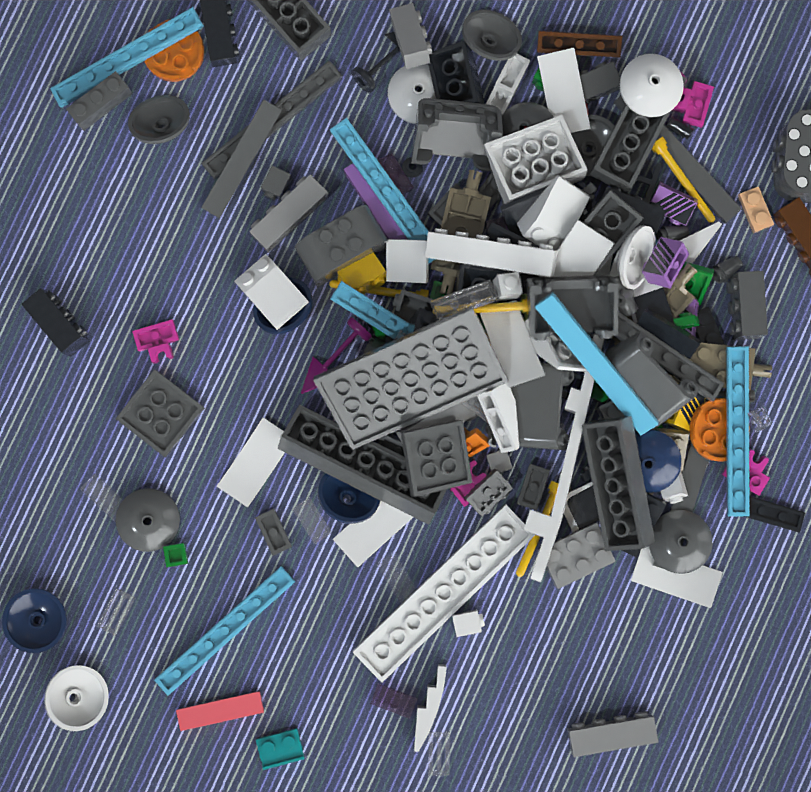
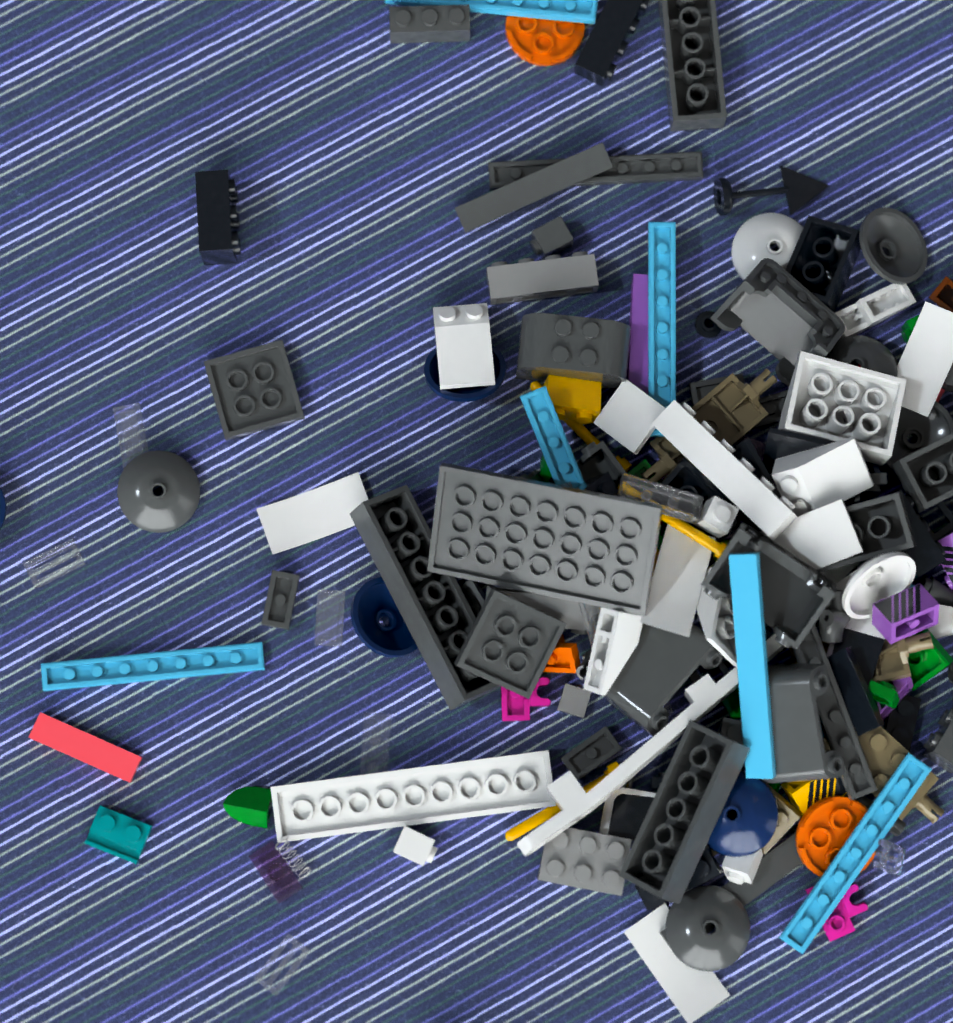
camera: 30 degrees right, 5 degrees down
(156, 339) = (307, 311): dark pink plate -> none
(159, 119) = (477, 86): dark grey dish -> none
(175, 555) = (160, 549): green plate -> none
(317, 368) = (453, 457): magenta piece -> none
(348, 672) = (249, 805): none -> green brick
(365, 538) = (375, 677): white sticker -> none
(396, 173) = (685, 319): clear purple plate -> none
(409, 685) = (281, 847): none -> white piece
(410, 35) = (806, 185): light grey brick -> none
(427, 713) = (299, 912): white slope -> none
(488, 493) = (538, 724): bracket -> none
(775, 514) = (832, 975): black tile -> none

